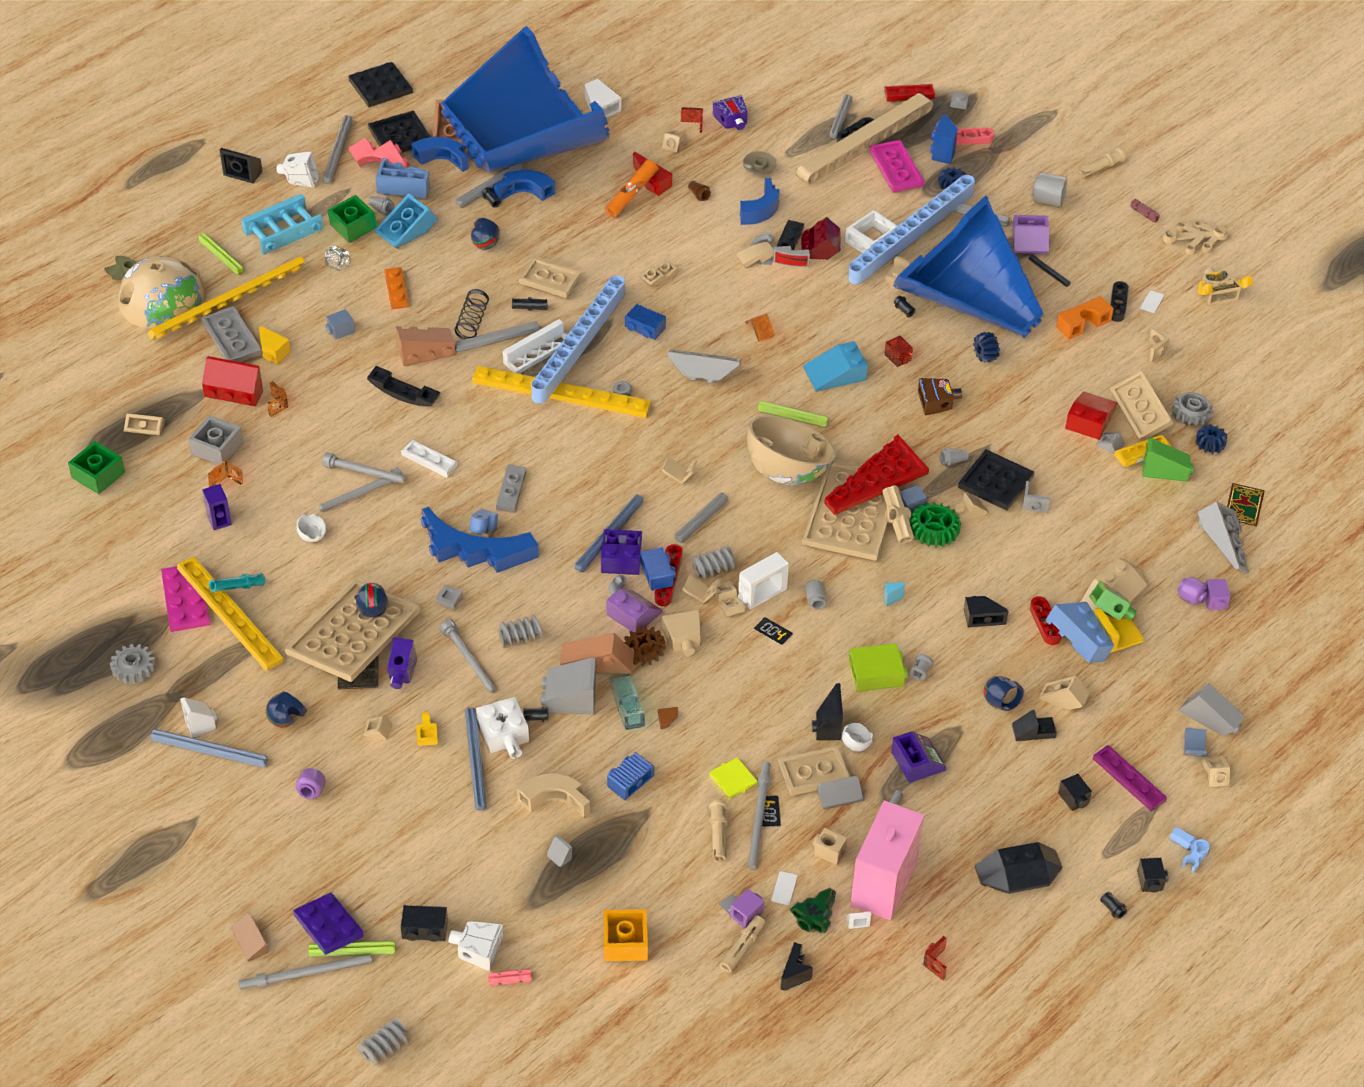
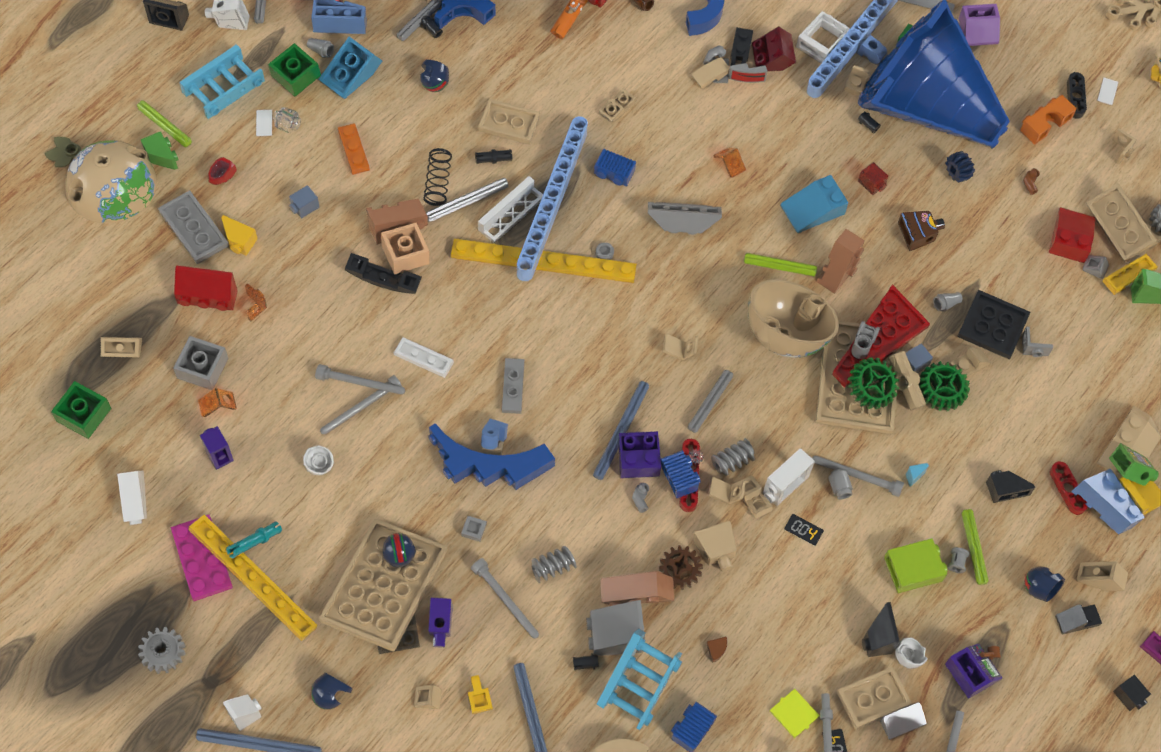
camera: 10 degrees left, 15 degrees up
(130, 538) = (132, 496): none -> white slope
(212, 273) = (159, 151): none -> bright green slope
(221, 301) = (175, 186): yellow plate -> none
(267, 293) = (221, 171): none -> red rock
(315, 261) = (264, 123): none -> white sticker
(428, 366) = (405, 248): none -> light nougat brick
(503, 726) = (553, 694): white brick -> none
(562, 723) = (619, 679): none -> medium azure fence
(627, 702) = (675, 634): clear light blue slope -> none
(631, 609) = (661, 523): medium lavender slope -> none
(677, 558) = (696, 460): none -> clear piece
(852, 409) = (843, 261): none -> nougat wedge
(859, 473) = (865, 337): none -> light grey piece
(859, 515) = (880, 398): none -> green gear
(870, 603) = (894, 487): none -> light grey piece
(918, 246) = (872, 50): none -> medium blue leg
(939, 746) = (993, 652): none -> dark orange hand
(940, 659) = (975, 547): none -> lime axle
(1049, 270) = (1003, 64): black bar -> none
(1057, 365) = (1029, 181): none -> dark orange arm

